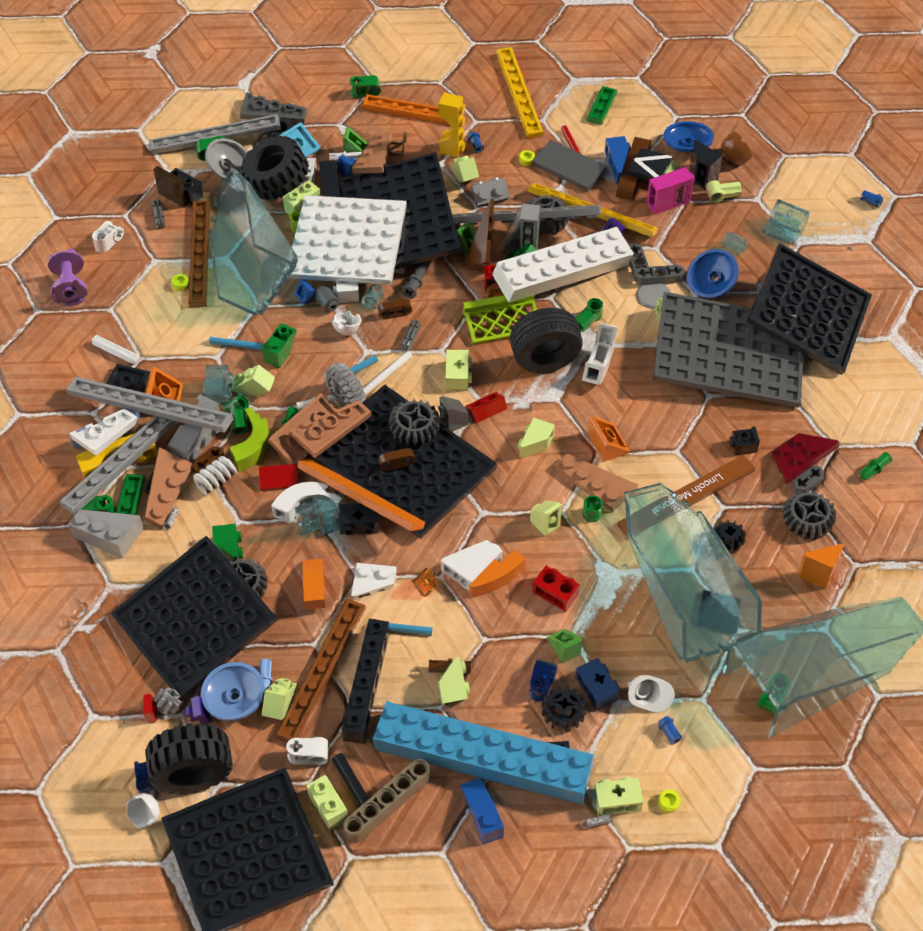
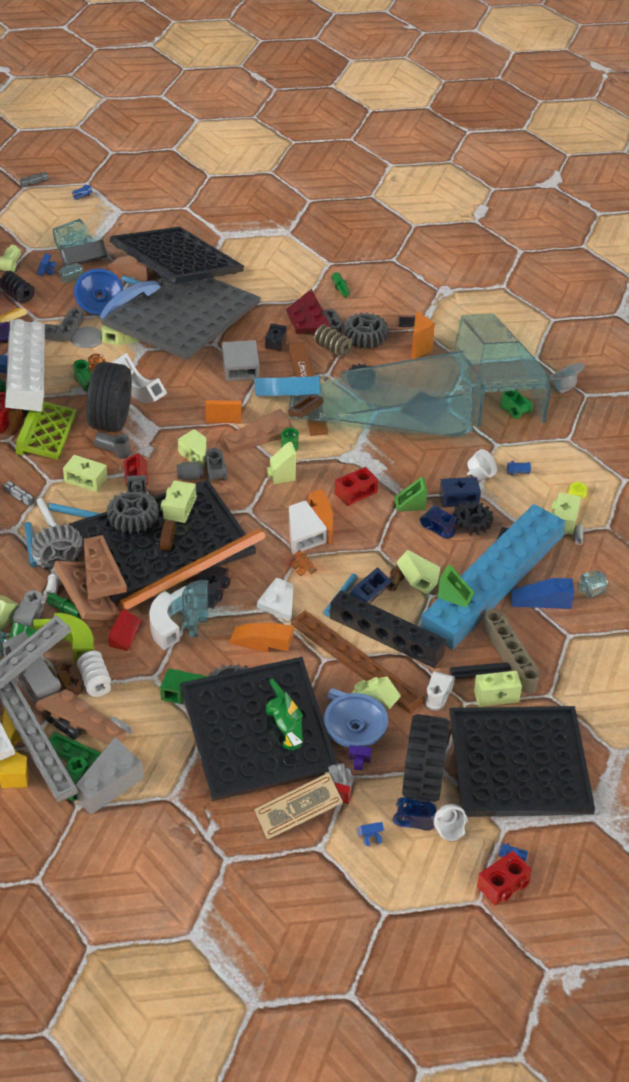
camera: 70 degrees left, 10 degrees down
(99, 873) = (502, 874): none -> red brick
(116, 748) = (371, 830): none -> blue tile
(122, 681) = (298, 806): none -> sticker
(130, 877) = (506, 848): none -> blue pin
(198, 632) = (287, 717): none -> green animal
(267, 402) = (29, 609): none -> light grey piece
(407, 646) = (371, 586): none -> dark blue brick
(408, 381) = (72, 511): none -> dark azure bar
(420, 714) = (454, 588): none -> bright green slope
(445, 451) = (178, 501): none -> yellowish green brick
(503, 445) = (189, 471): none -> dark grey brick
(508, 374) = (118, 444): none -> dark grey piece
(518, 464) = (215, 465): none -> dark grey piece
(518, 853) = (593, 583): none -> clear light blue head
(613, 316) = (95, 359): none -> clear orange wheel
(637, 501) = (305, 406): none -> reddish brown tile
(657, 475) = (287, 386): none -> dark azure slope
(683, 212) = (17, 287): none -> black piece
(689, 424) = (240, 360): none -> light grey brick
(729, 302) = (127, 294): none -> medium blue slope
(732, 219) = (45, 265): none -> blue tile
(765, 237) = (84, 253): none -> dark grey beam
(769, 490) = (332, 340): none -> dark tan piece
(850, 733) = (566, 377): none -> light grey piece
(857, 546) = (406, 320): none -> black slope
(866, 155) = (33, 179): none -> dark grey axle

